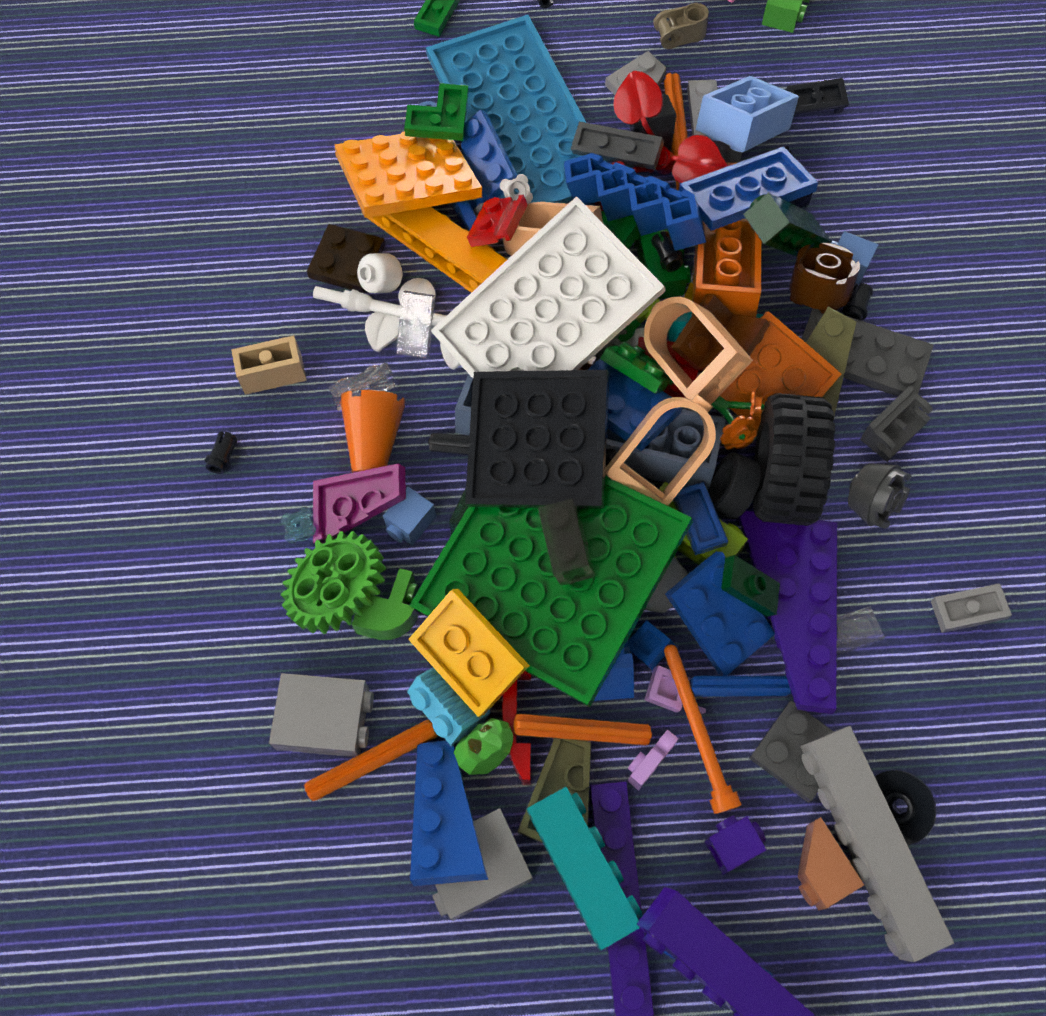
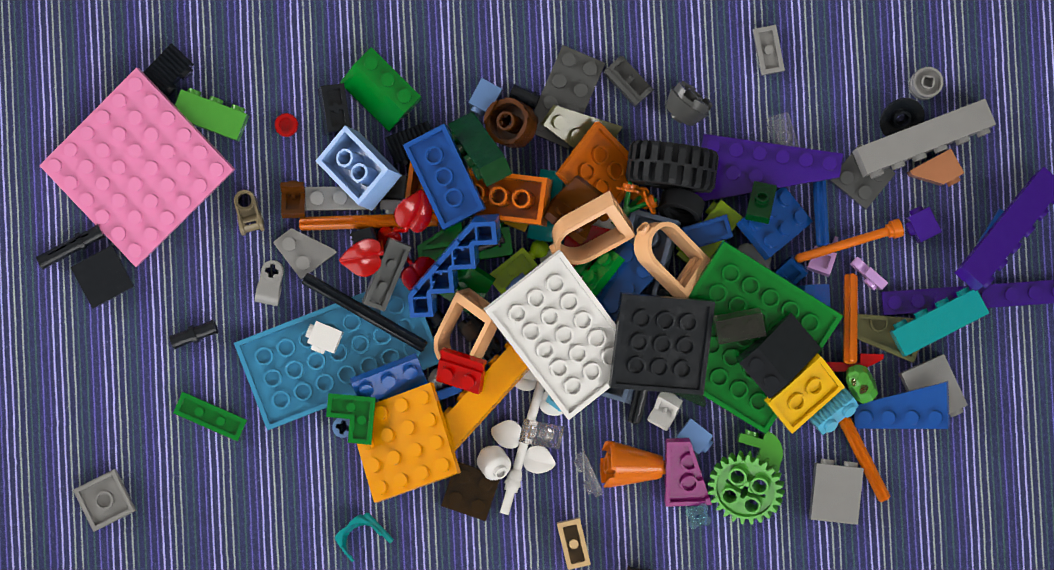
camera: 90 degrees left, 20 degrees up
(297, 125) = (360, 520): none -> teal helmet
(444, 478) = (665, 410): none -> white bracket
(519, 183) = (433, 353): white plate -> none
(524, 606) = (779, 355): none -> black slope
(536, 89) = (323, 337): none -> white brick
(567, 132) = (364, 312): none -> black axle
(596, 47) = (269, 288): none -> light grey piece
(699, 67) = (293, 199): none -> reddish brown bracket
(787, 64) = (286, 125): none -> red tile
(848, 149) = (380, 89): none -> green slope
(961, 844) = (926, 83): none -> light grey wheel

